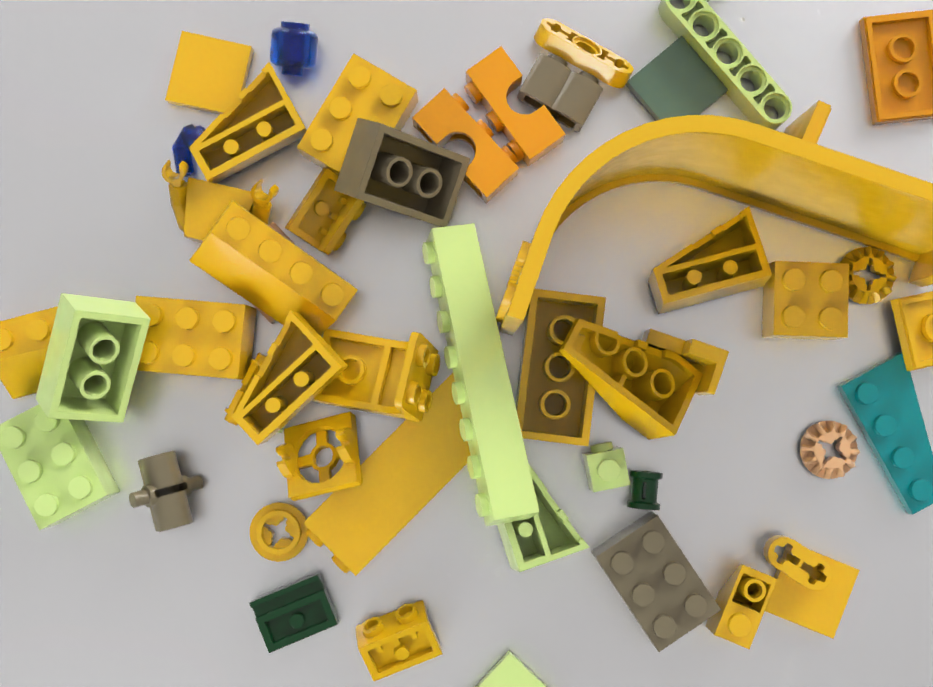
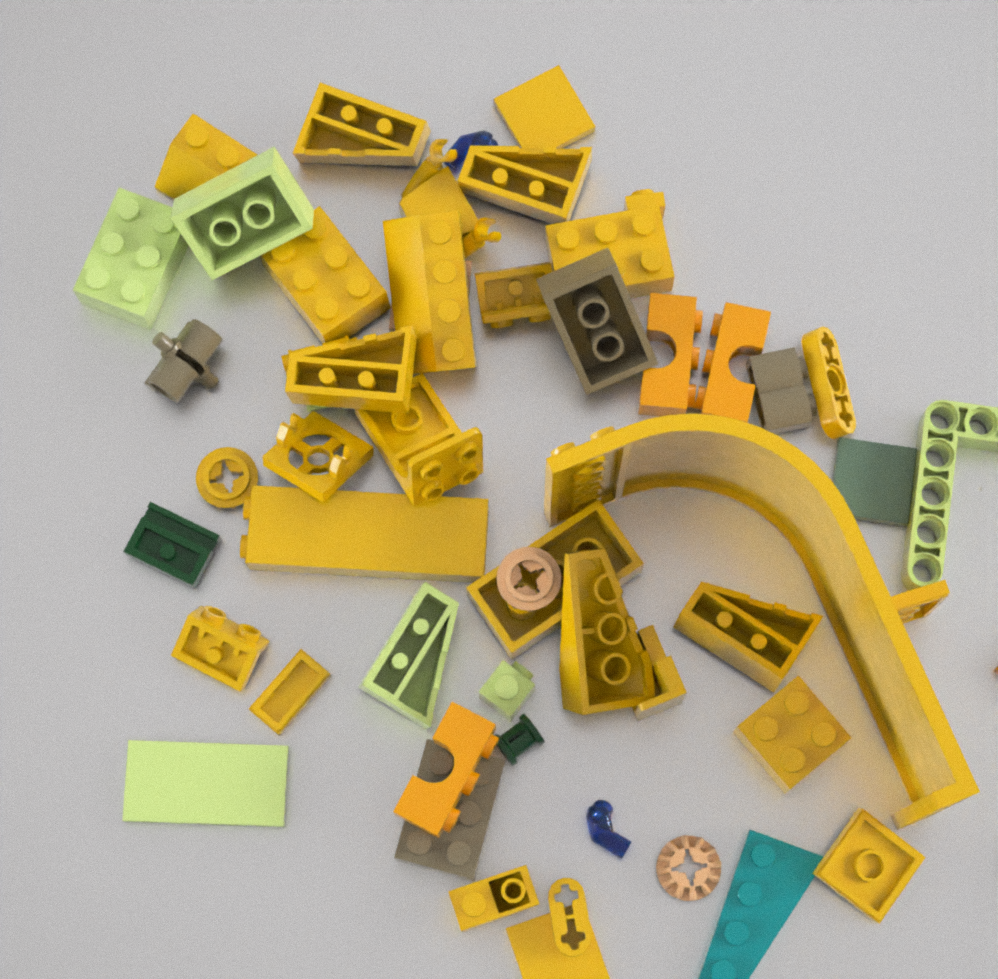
camera: 55 degrees right, 10 degrees down
(103, 217) = (358, 131): none -> yellow wedge
(293, 47) = (623, 158): clear blue head -> none
(338, 60) = (645, 198): none -> yellow plate
(471, 617) = (290, 692): none -> yellow tile
(480, 376) = (488, 521): yellowish green brick -> none
(563, 378) = (533, 561): none -> light nougat gear
(650, 600) = (433, 804): none -> light orange arch
(753, 485) = (601, 829): none -> clear blue arm
(879, 264) = (860, 791): yellow gear -> none

